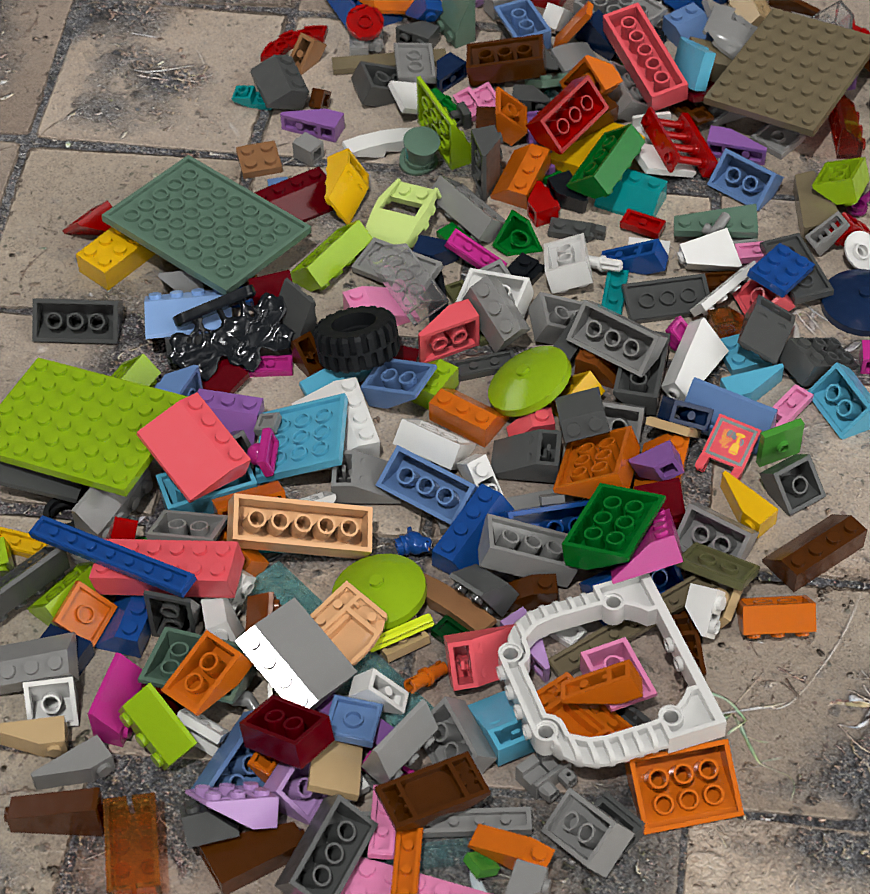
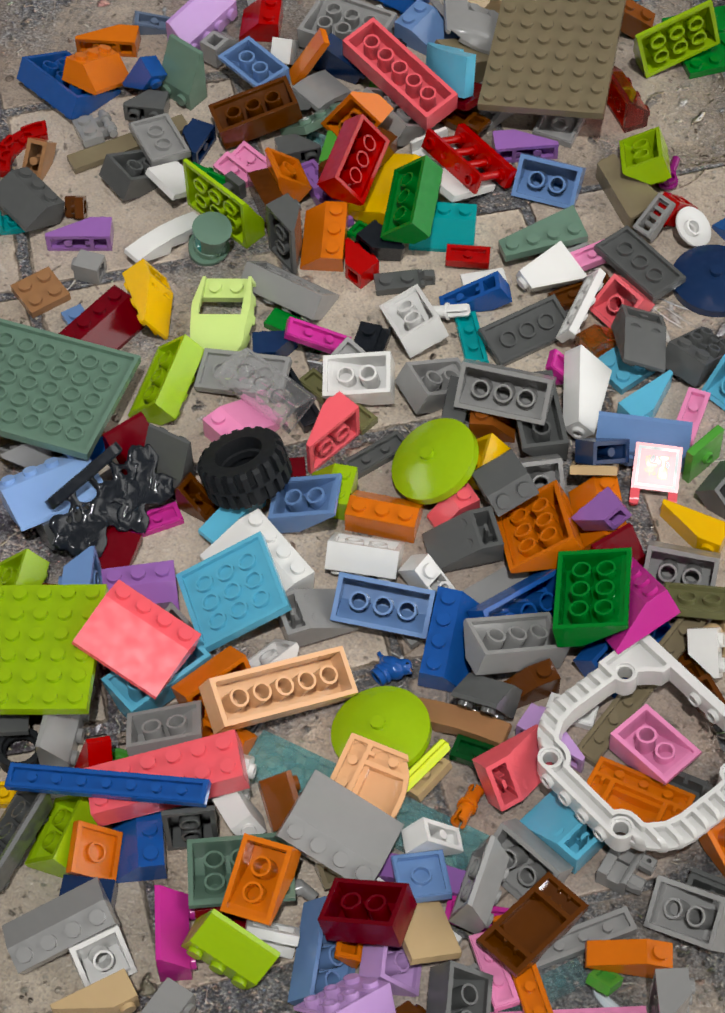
camera: 20 degrees left, 5 degrees up
(265, 453) = (204, 619): dark pink tile -> none
(267, 420) = (189, 586): light grey tile -> none
(364, 22) = (90, 108): red tile -> none
(498, 314) = (377, 401): light grey slope -> none
(517, 236) = (349, 305): green slope -> none
(552, 498) = (508, 580): light grey tile -> none
(604, 686) = (652, 762): orange slope -> none
(718, 225) = (549, 240): light grey arm -> none
(781, 270) = (631, 271): blue plate -> none

